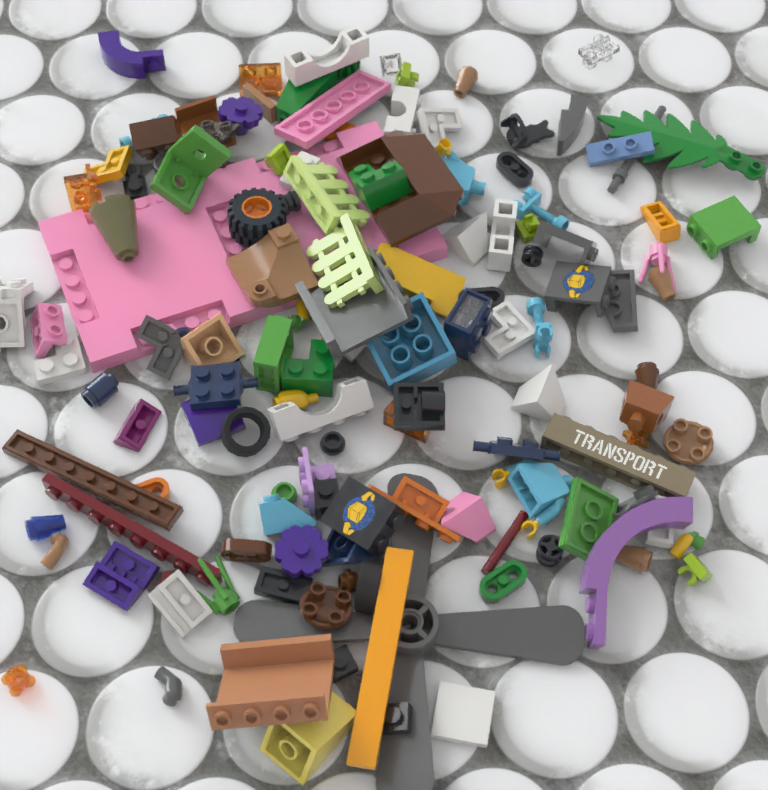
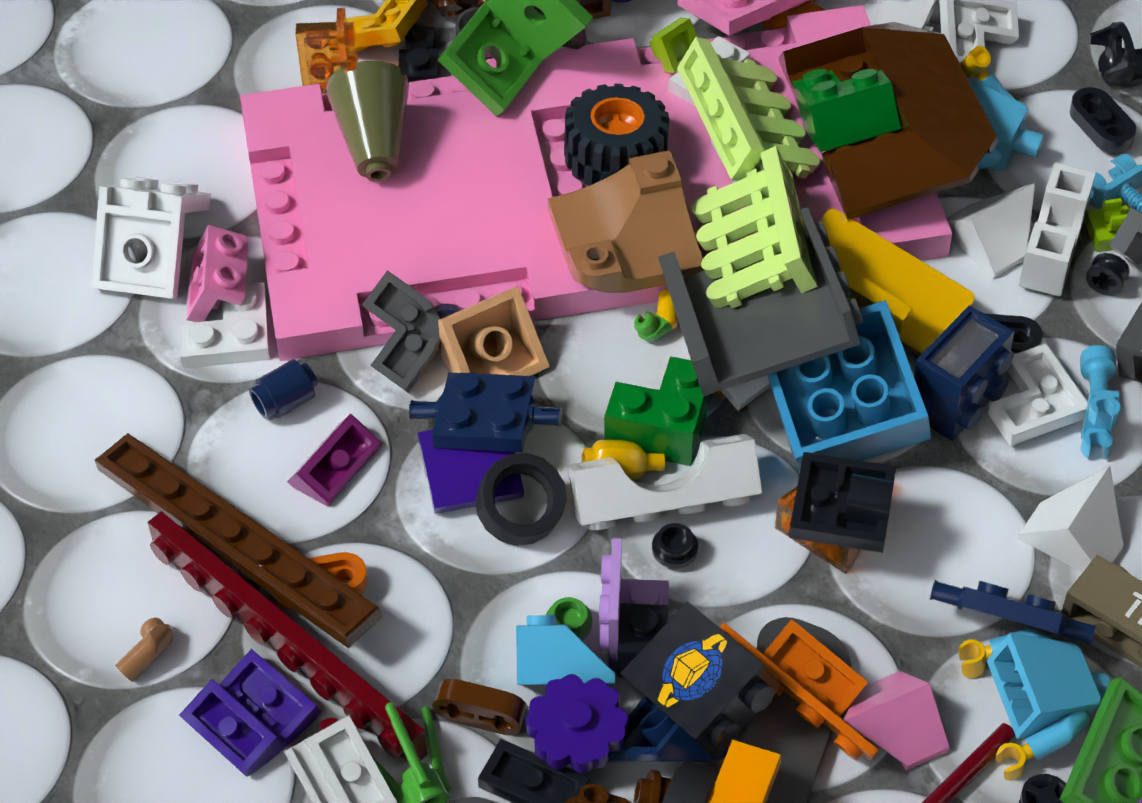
camera: 15 degrees right, 5 degrees down
(44, 526) = (135, 604): clear blue cone -> none
(274, 346) = (601, 356): bright green window -> none
(292, 201) = (682, 118): black wheel -> none

